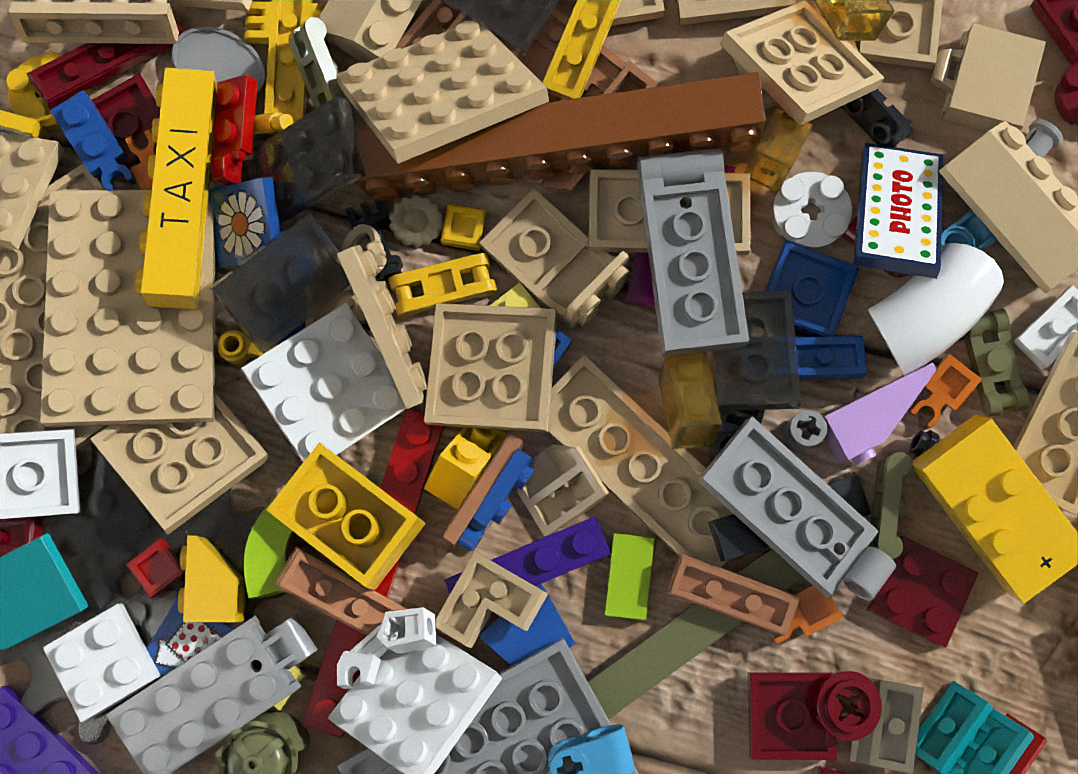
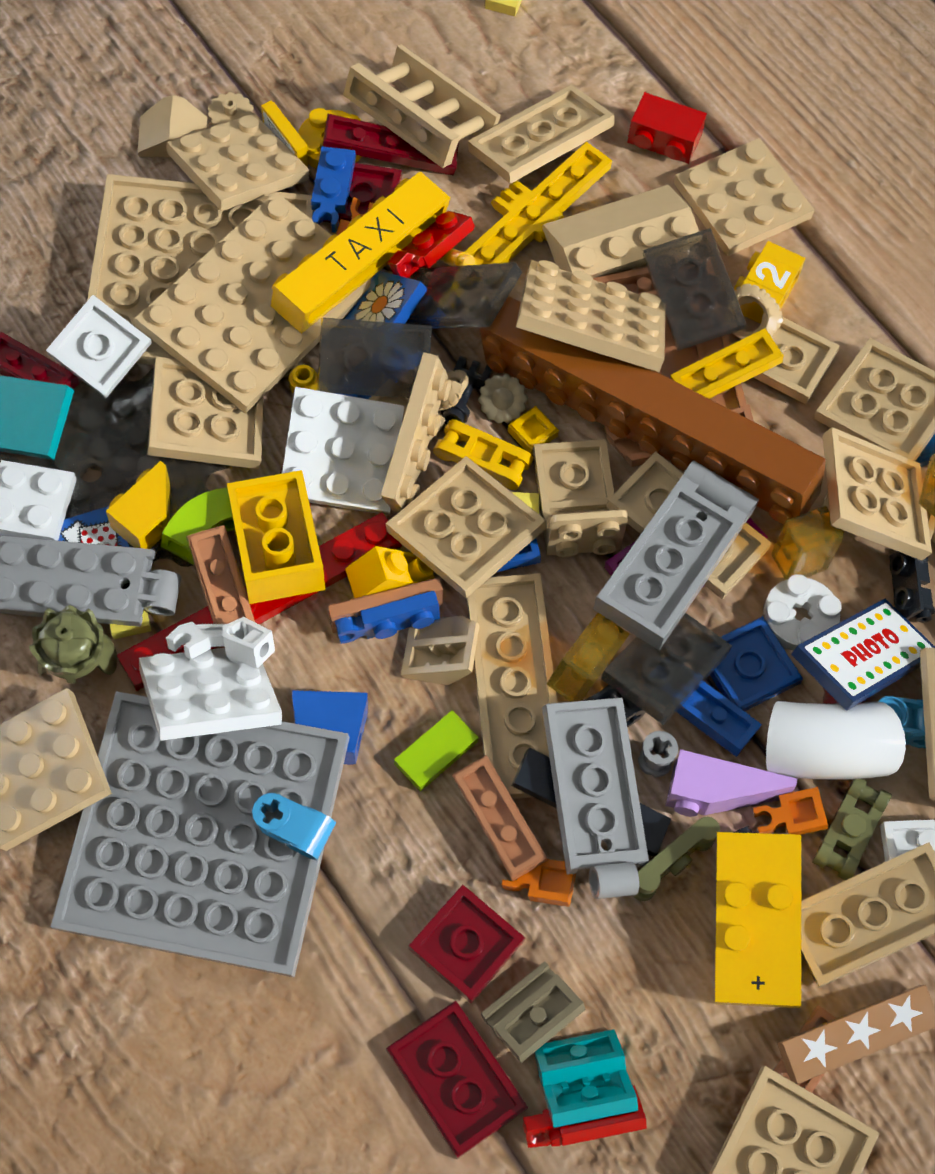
camera: 35 degrees right, 15 degrees down
(156, 568) = (119, 472): red tile -> none
(218, 52) = (467, 198): light grey piece -> none
(315, 62) = (526, 245): olive plate -> none
(483, 590) = (322, 662): tan plate -> none
(553, 554) = (386, 688): dark purple plate -> none
(679, 641) = (430, 824): olive tile -> none
(865, 701) = (524, 948): dark red gear -> none
(924, 593) = (647, 944): dark red plate -> none

